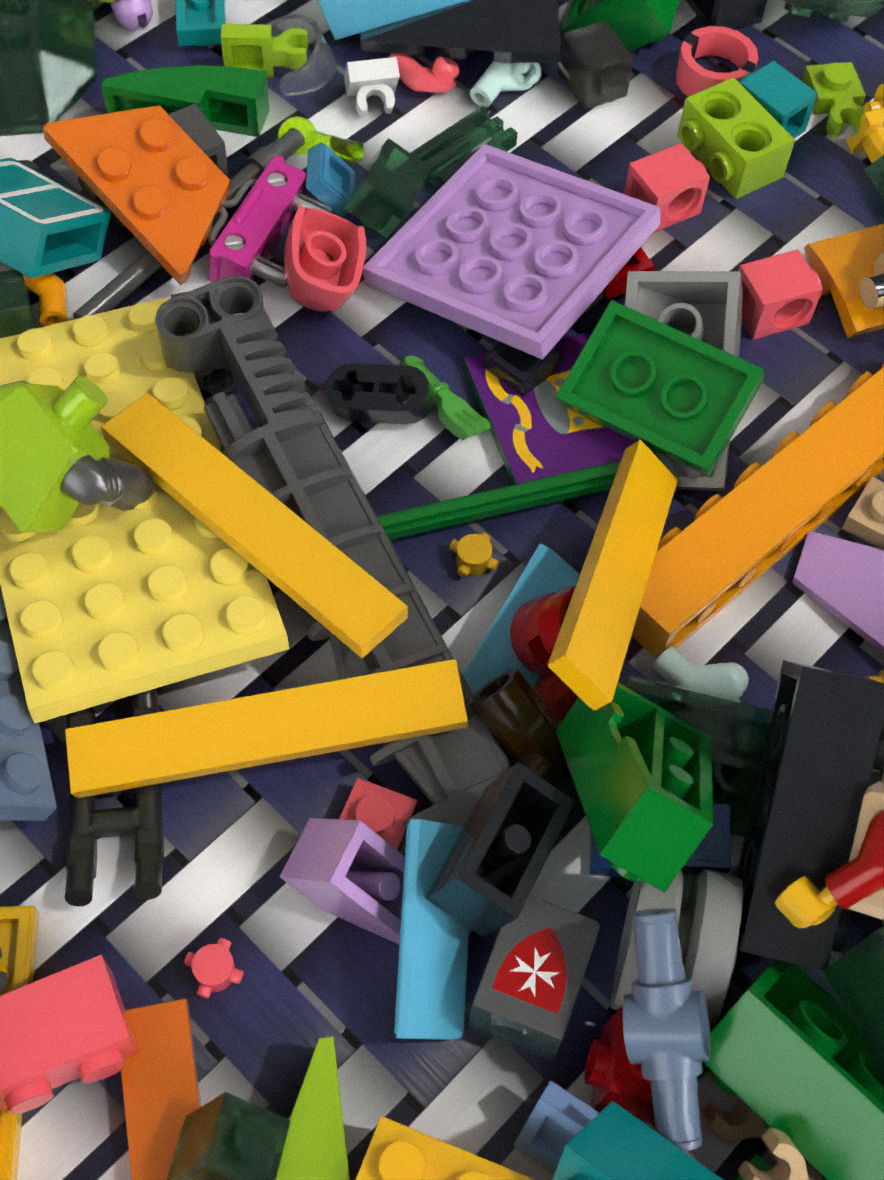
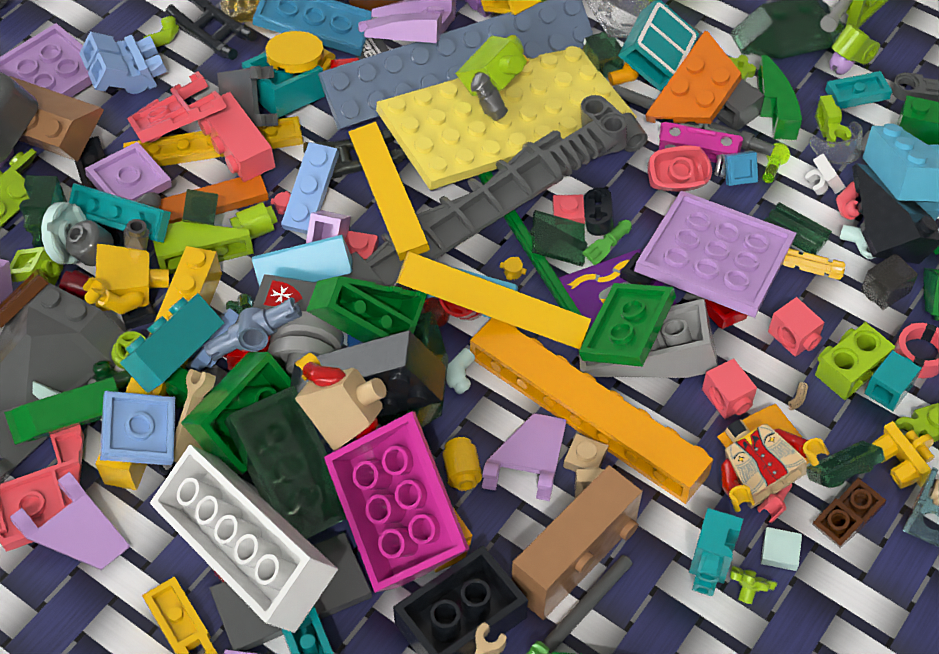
camera: 85 degrees right, 5 degrees down
(208, 895) = (310, 186): none -> light blue plate
(257, 525) = (484, 156): yellow tile -> none
(268, 1036) = (256, 219): none -> lime brick
(361, 441) = (569, 207): none -> coral plate
(387, 188) = (739, 190): clear green brick -> none
(427, 467) = (558, 238): none -> clear green piece
(501, 851) = (323, 262): black brick -> none
(506, 1076) = (243, 302): none -> clear green arm
(543, 134) = (814, 264): none -> yellow axle
(784, 227) = (799, 397): none -> tan leg

